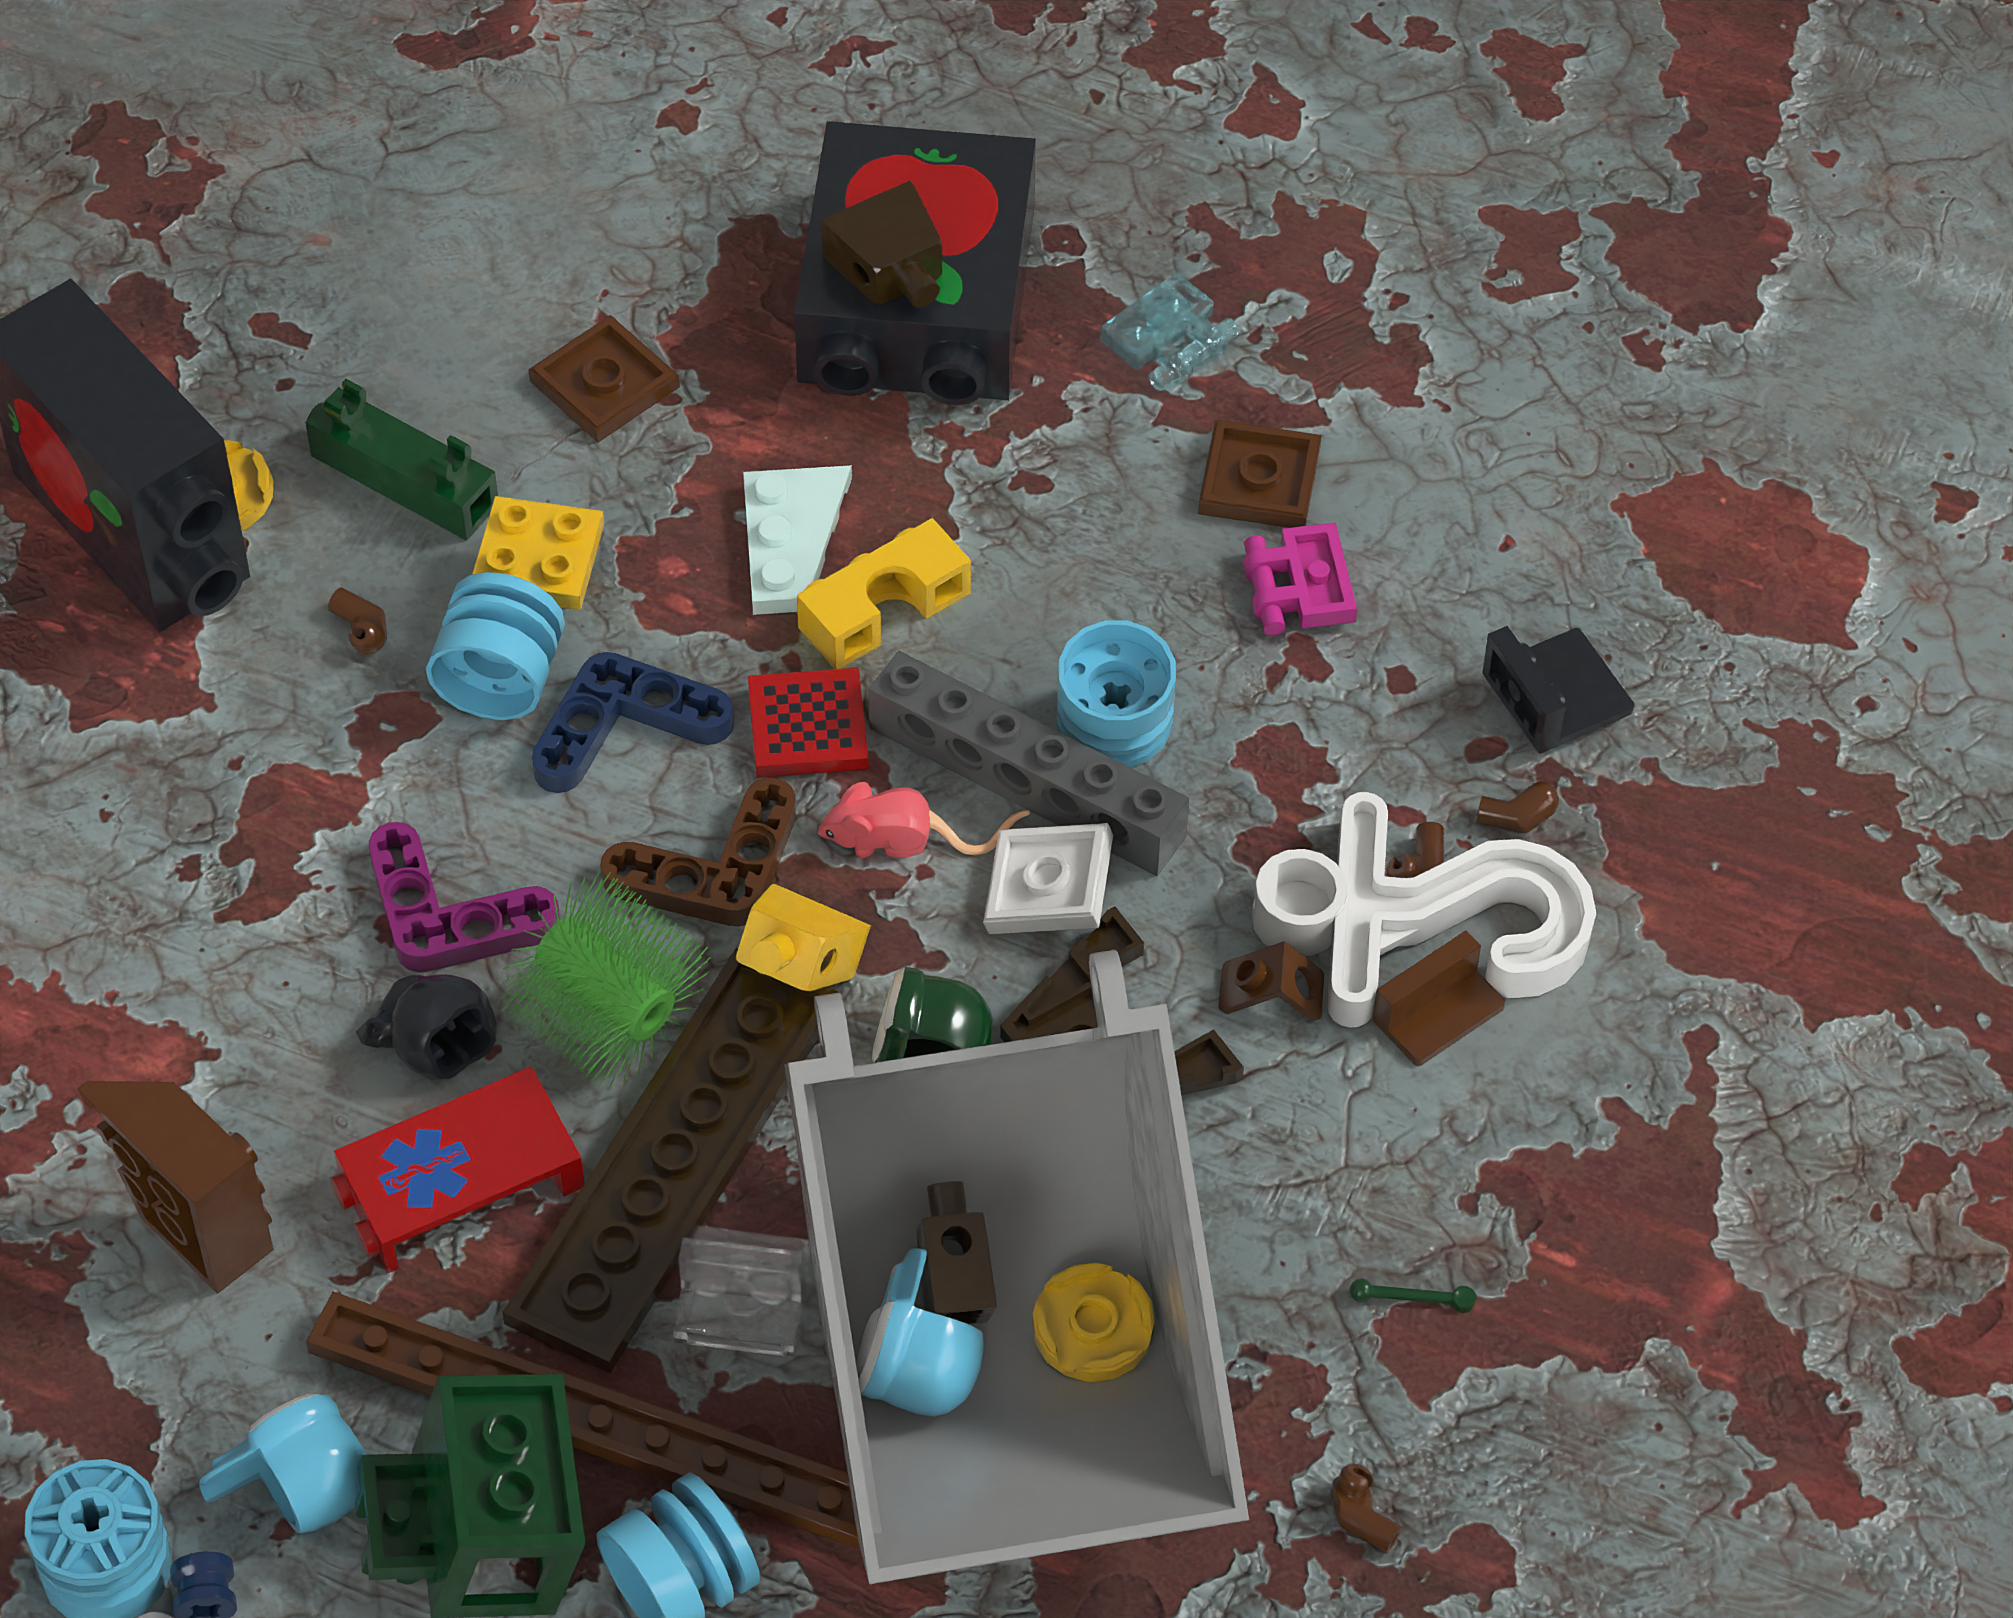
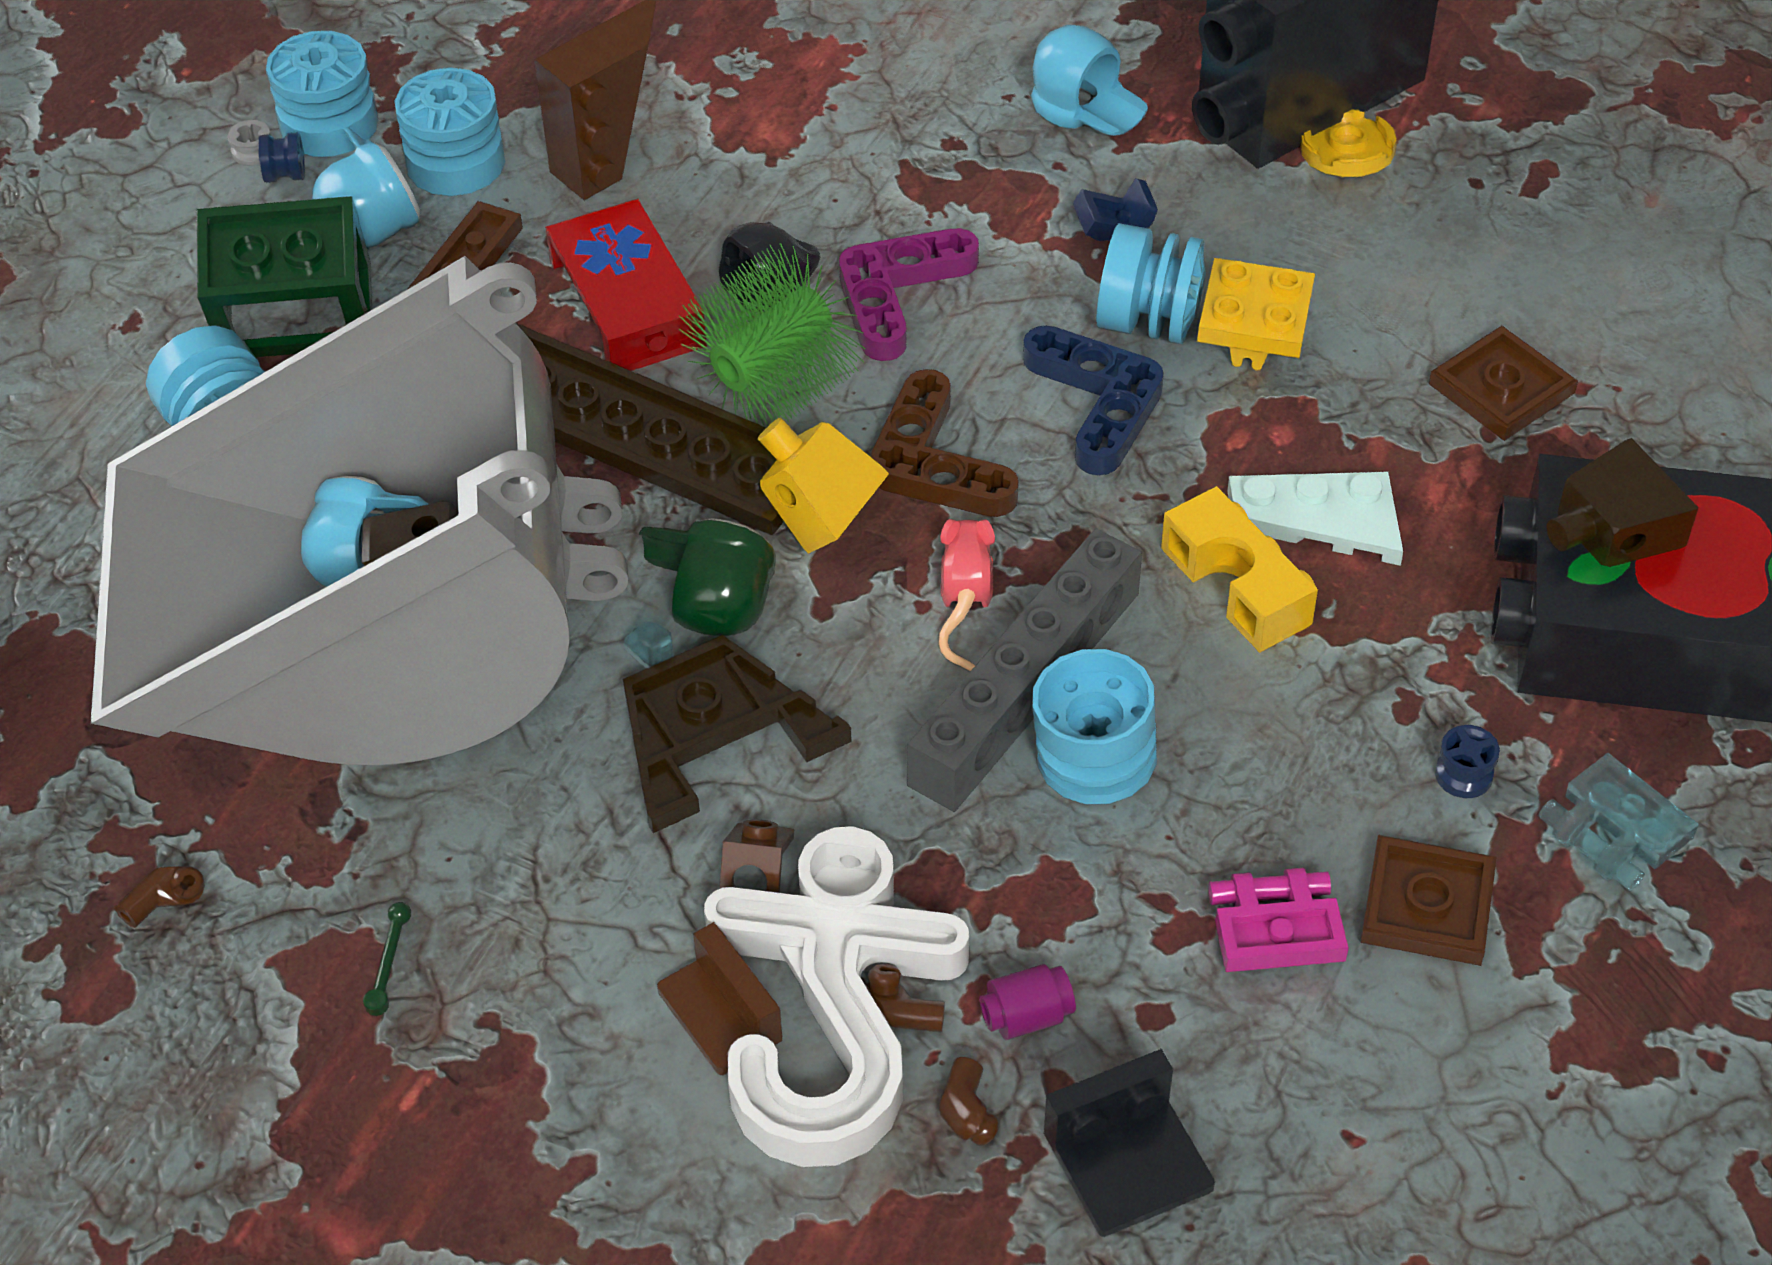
camera: 95 degrees right, 5 degrees down
(129, 721) = (1083, 60): none -> medium azure piece
(186, 1378) = (450, 131): none -> medium azure wheel
(349, 689) = (1103, 212): none -> dark blue bracket
(366, 620) = (1207, 229): reddish brown arm -> none
(401, 461) = (1375, 238): dark green brick -> none
(808, 722) = (1078, 503): red tile -> none
(1048, 878) = (889, 680): white tile -> none
(1119, 421) = (1478, 757): none -> dark blue wheel
(1415, 758) = (1027, 1001): none -> magenta brick

